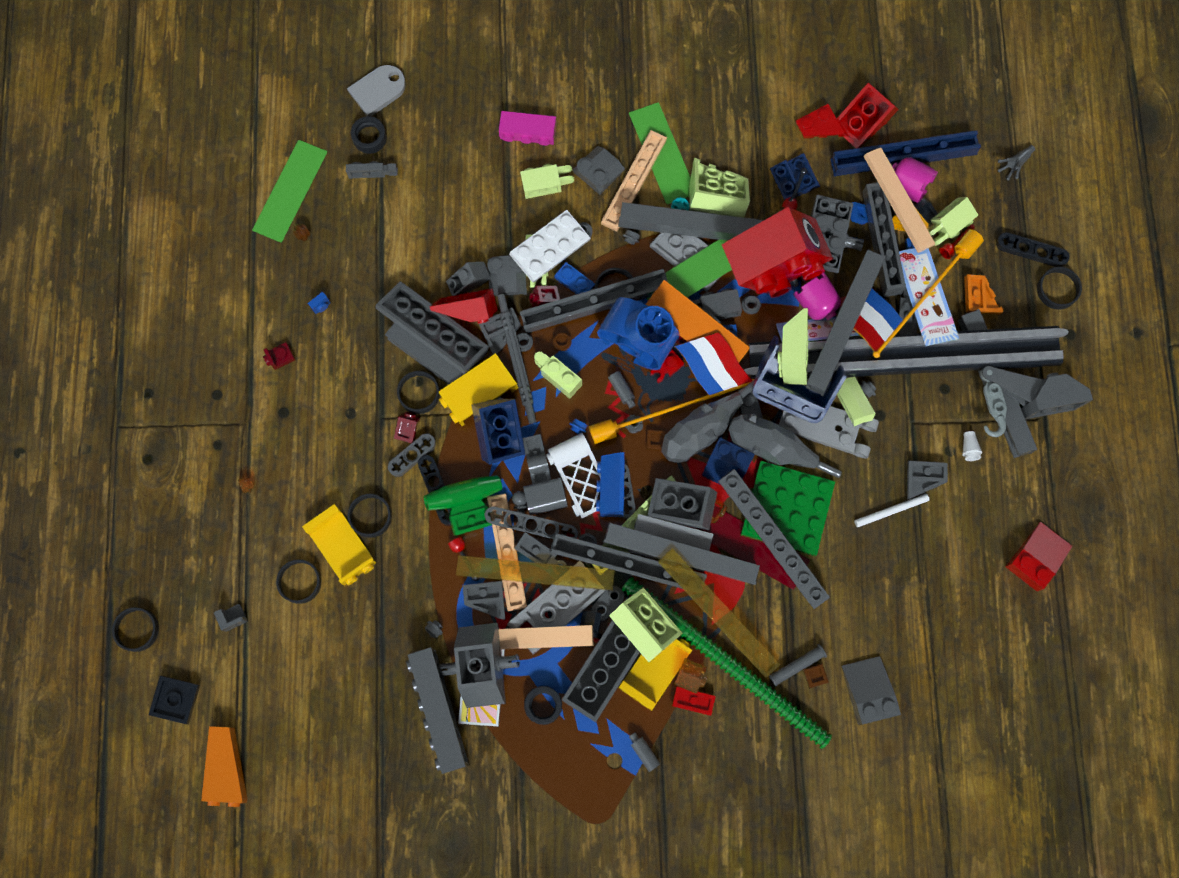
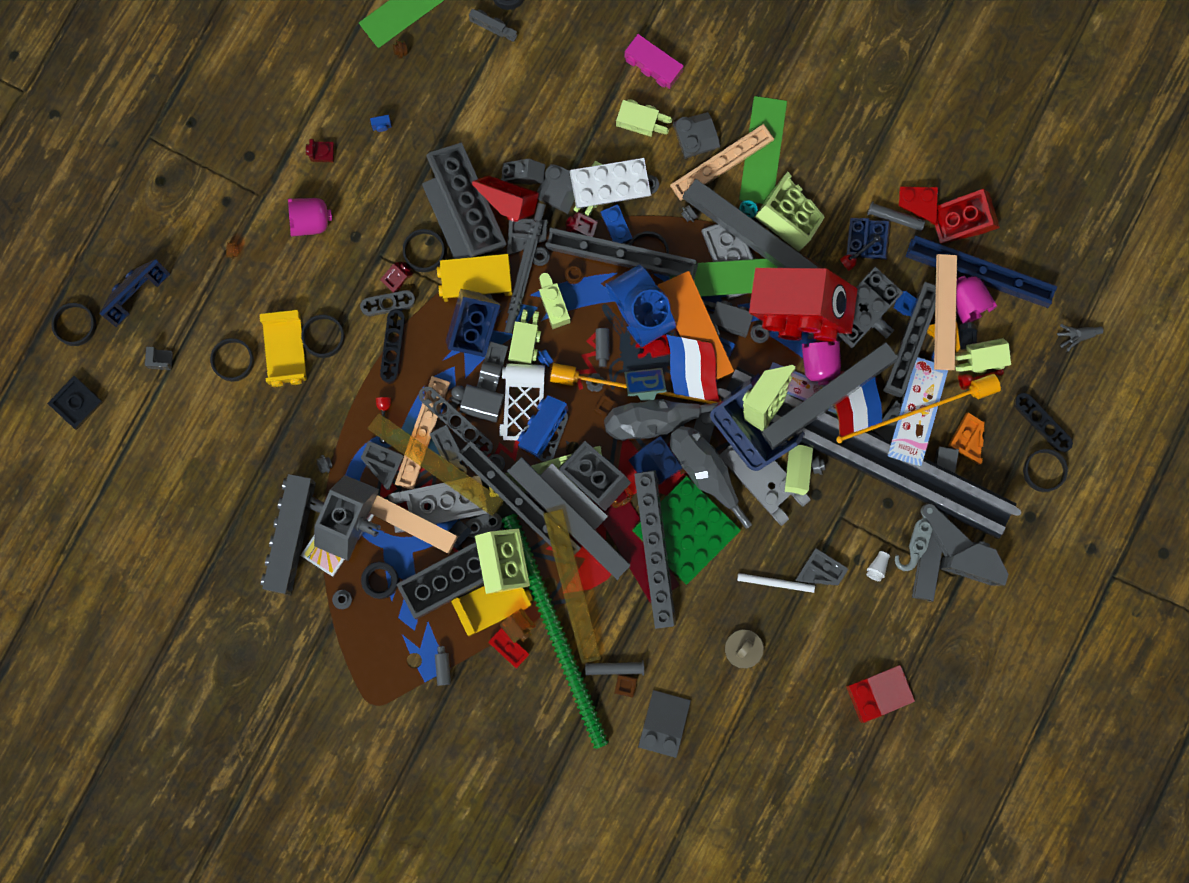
camera: 25 degrees right, 5 degrees up
(184, 541) = (122, 292): none -> dark blue slope
(223, 769) = (85, 483): orange slope -> none
(298, 417) = (308, 216): none -> dark pink cylinder
(465, 502) = (409, 370): green plate -> none
(525, 742) = (348, 599): none -> dark grey plate
(551, 421) = (524, 340): none -> yellowish green hinge
(679, 399) = (645, 383): none -> piece
(805, 147) = (895, 216): none -> dark grey pin
(899, 584) = (744, 649): none -> dark tan tile

